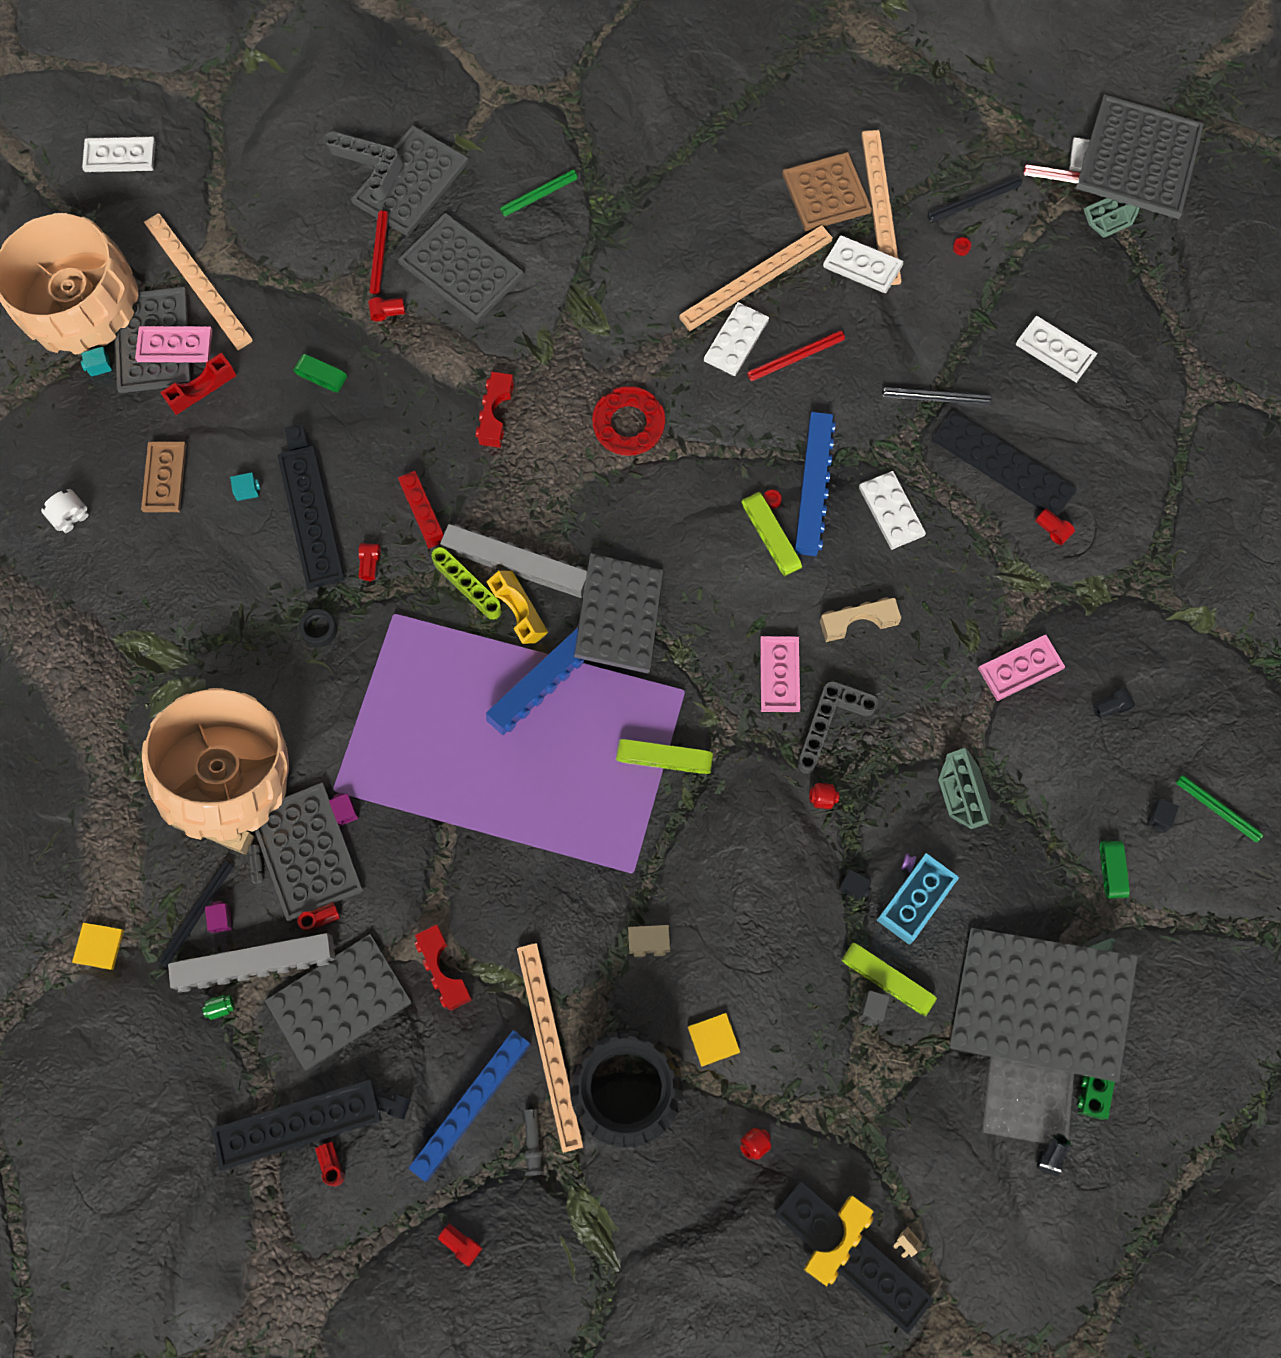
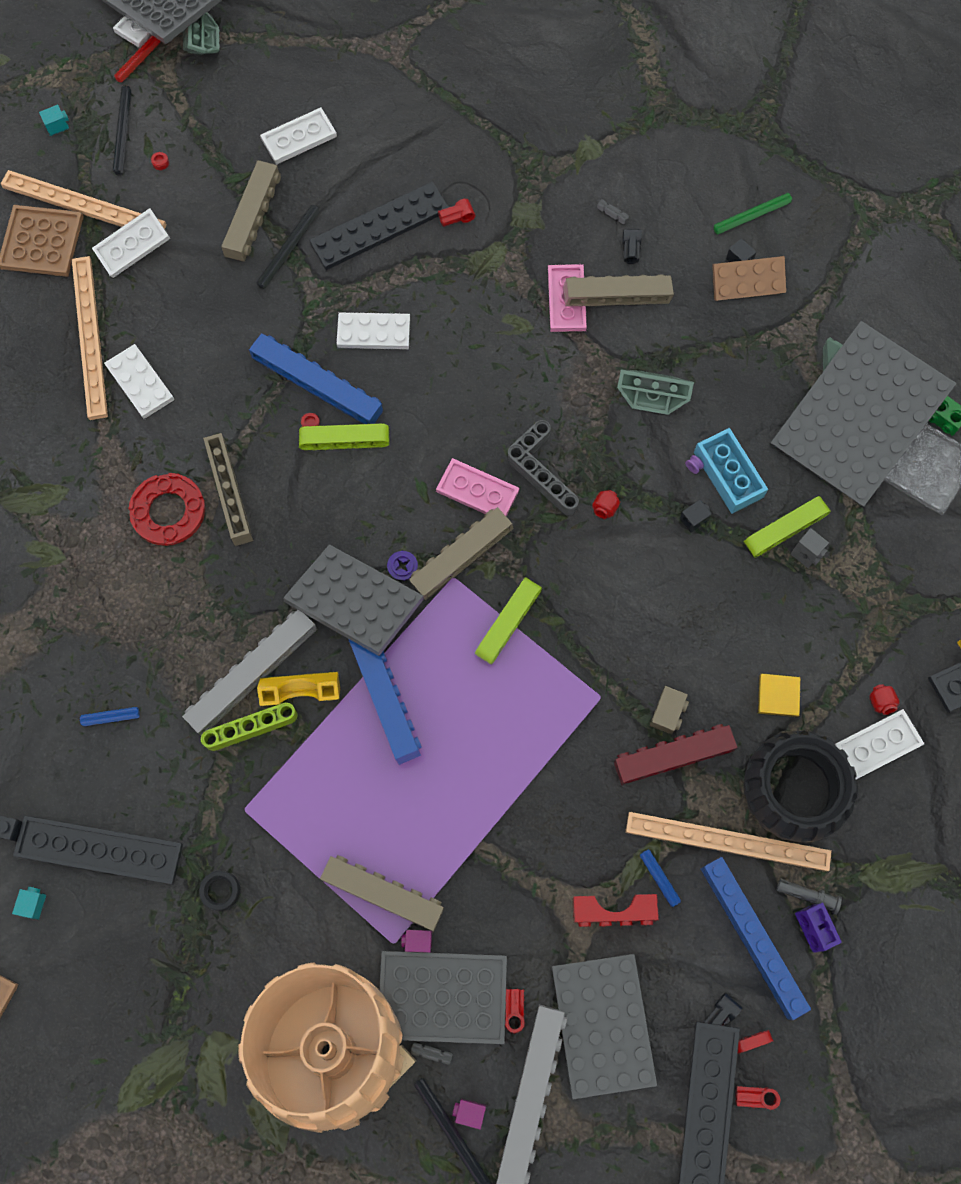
camera: 65 degrees left, 0 degrees up
(218, 1006) = (559, 1149): green brick -> none
(368, 557) = (172, 809): red piece -> none
(370, 760) = (382, 893): none -> dark tan brick
(377, 1141) = (754, 1041): none -> red beam
(421, 509) = (168, 736): red arch -> none
(425, 468) = (109, 716): none -> blue axle
(463, 1247) = (880, 999): red piece -> none
(489, 997) = (660, 878): none -> blue axle
(499, 389) = (69, 610): red arch -> none
(503, 1161) = (818, 927): none -> dark purple brick
(609, 963) = (675, 754): none -> dark red brick
(670, 460) = (228, 489): none -> dark tan brick
(671, 634) = (403, 557): none -> dark purple gear
(708, 1155) = (881, 743): none -> white plate
(709, 686) = (461, 553): none -> dark tan brick
(796, 355) = (184, 344): red axle -> none
(882, 613) = (465, 382): tan arch -> none
(951, 140) = (54, 119): none -> teal brick
(953, 346) = (251, 211): none -> dark tan brick
(1053, 711) = (618, 290): none -> dark tan brick
(1114, 869) = (769, 312): green beam -> none
(1139, 833) = (749, 278): none -> medium nougat plate
(1142, 671) = (613, 212): none -> dark grey axle

